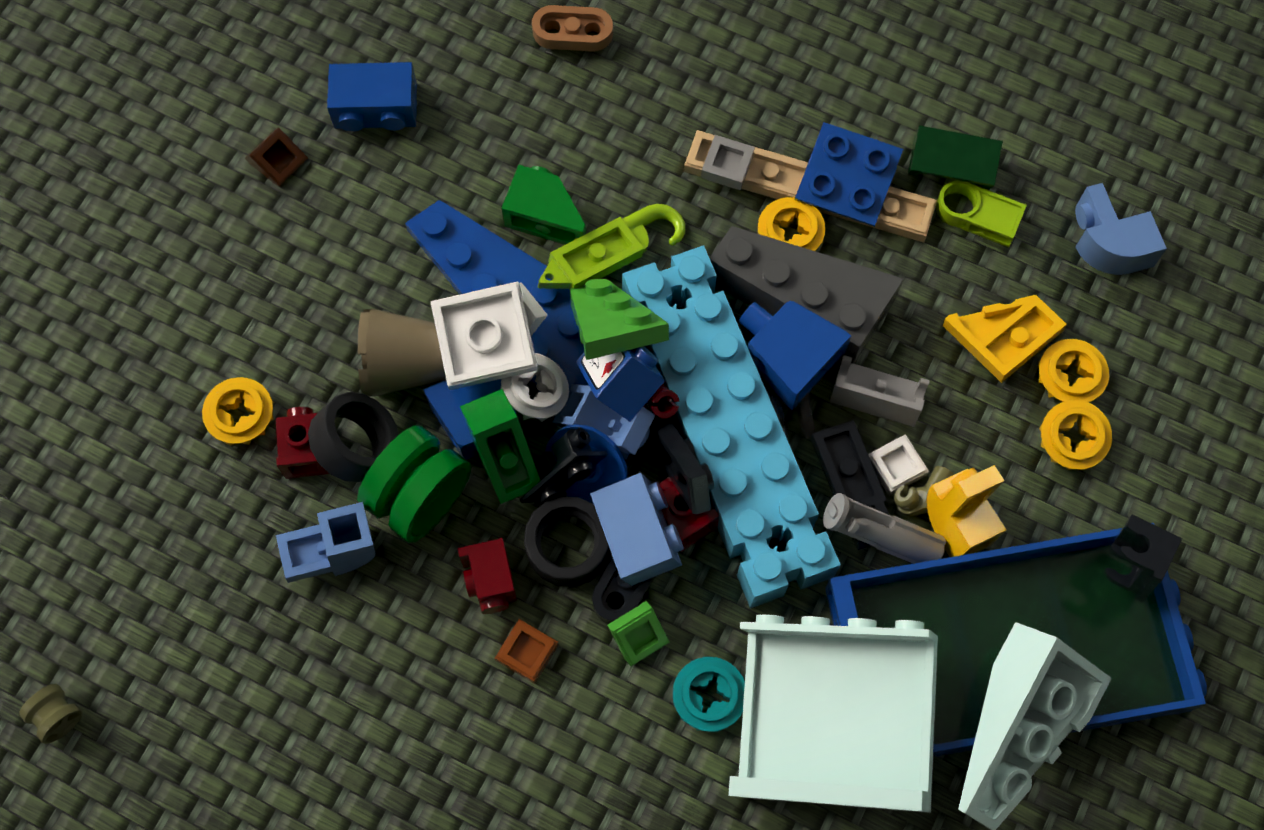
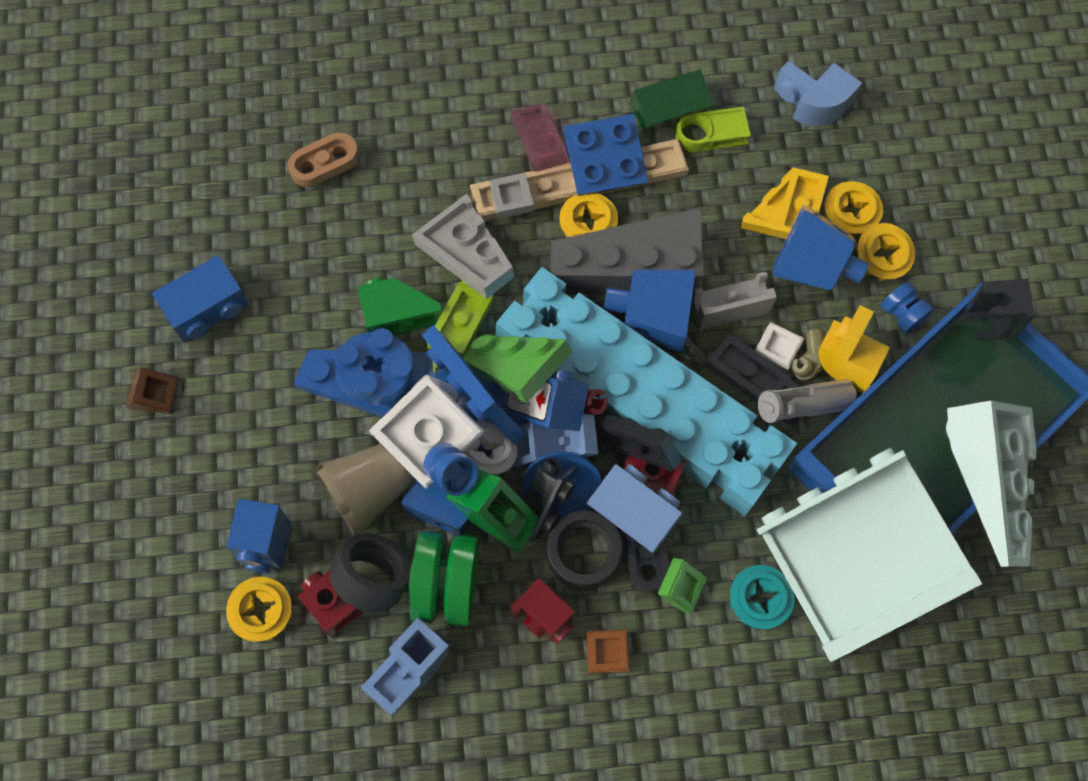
camera: 35 degrees left, 0 degrees up
(276, 342) = (259, 536): none -> blue brick
(479, 391) = (451, 469): none -> blue wheel
(490, 229) = (369, 348): none -> blue plate
(552, 309) = (464, 379): none -> blue wing
(648, 186) = (465, 247): none -> light grey wing
(796, 121) = (539, 137): none -> clear pink plate
(998, 392) = (818, 253): none -> blue torso
(1058, 503) = (907, 307): none -> blue wheel

